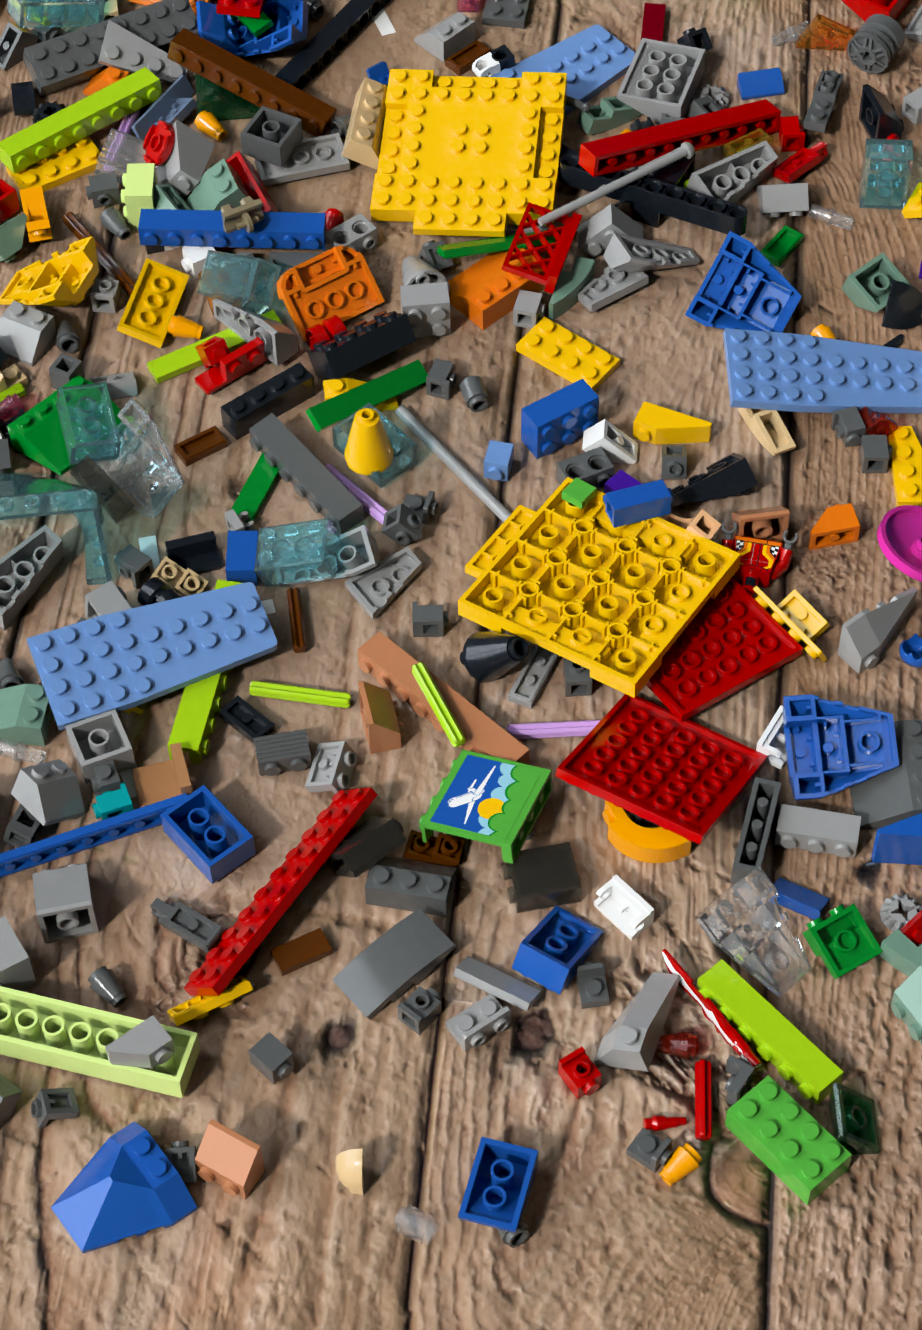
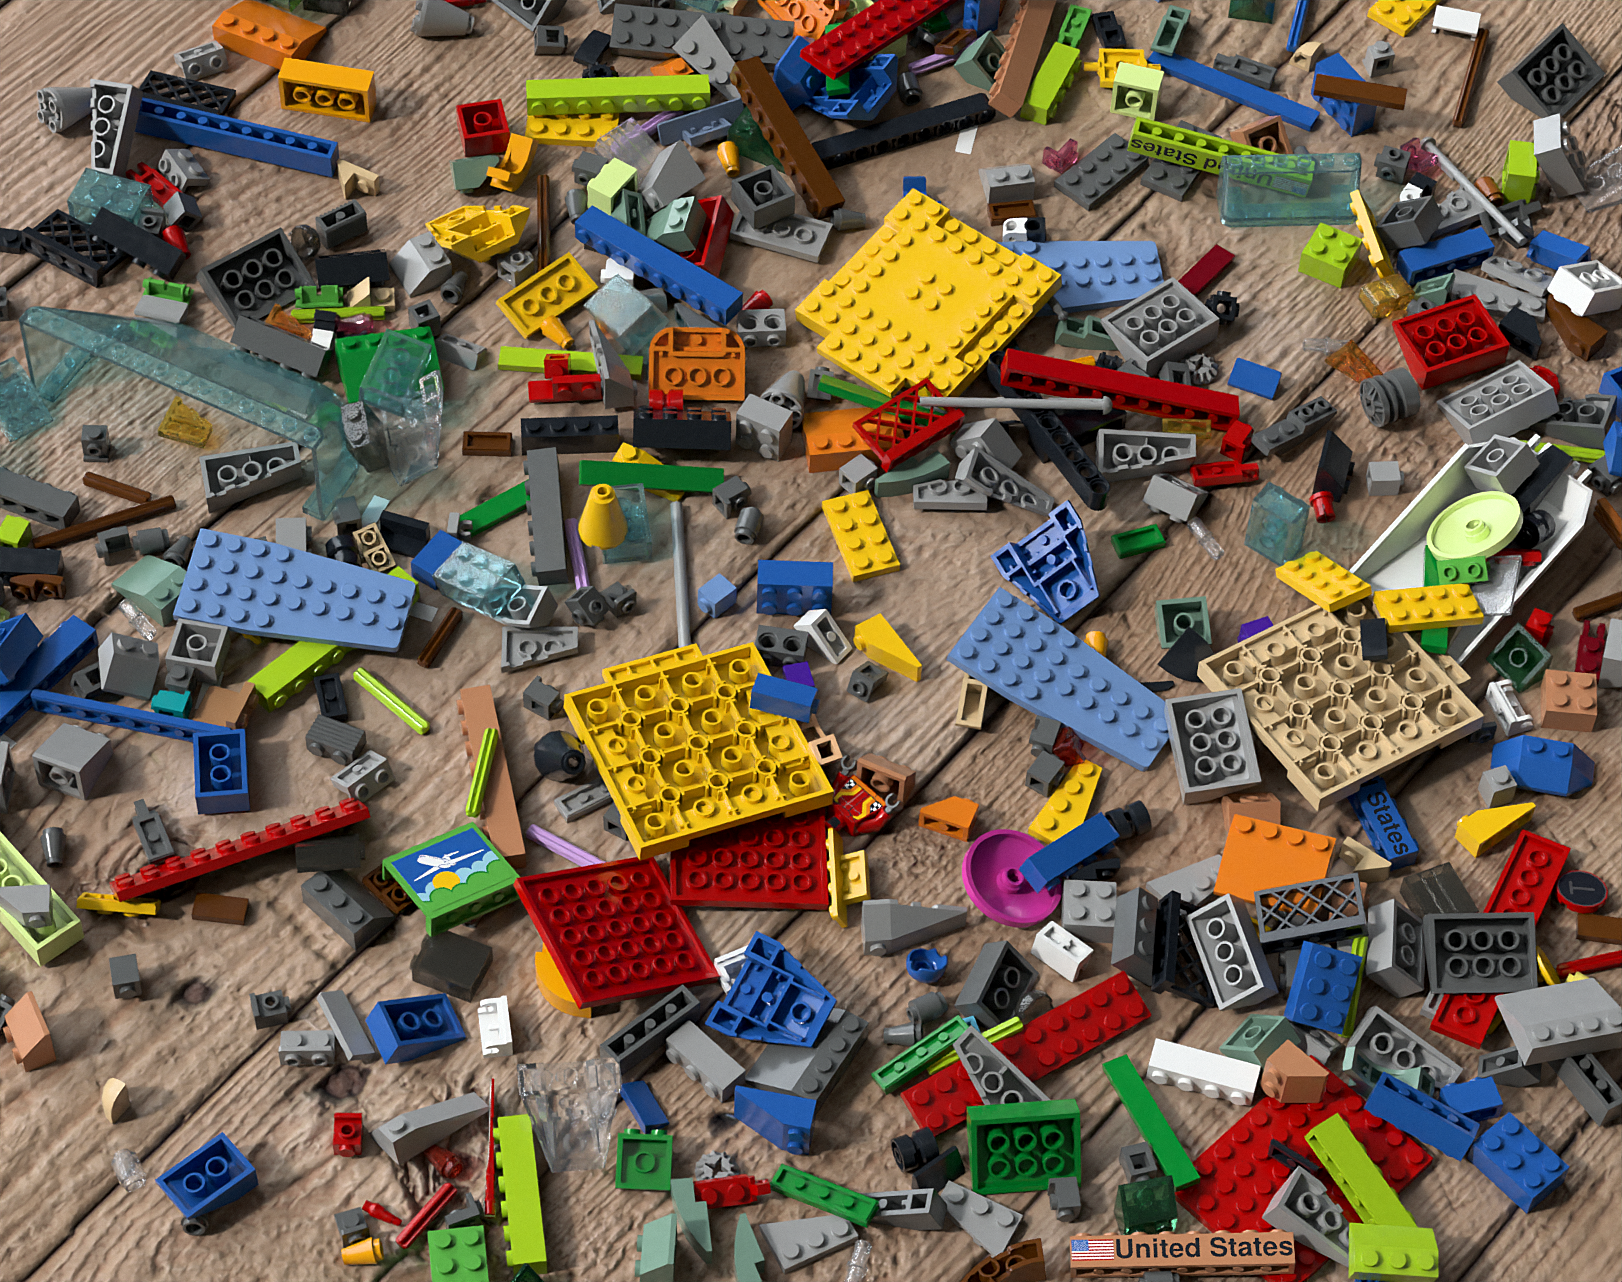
camera: 30 degrees right, 0 degrees up
(159, 143) = (656, 152): red tile -> none
(242, 216) = (665, 258): dark tan hips -> none
(366, 124) = (857, 228): tan slope -> none
(380, 718) = (431, 756): nougat slope -> none
(394, 963) = (279, 960): dark grey slope -> none
(579, 493) = (746, 661): bright green tile -> none
(592, 985) = (418, 1073): dark grey bracket -> none
(724, 479) = (894, 723): black wedge -> none

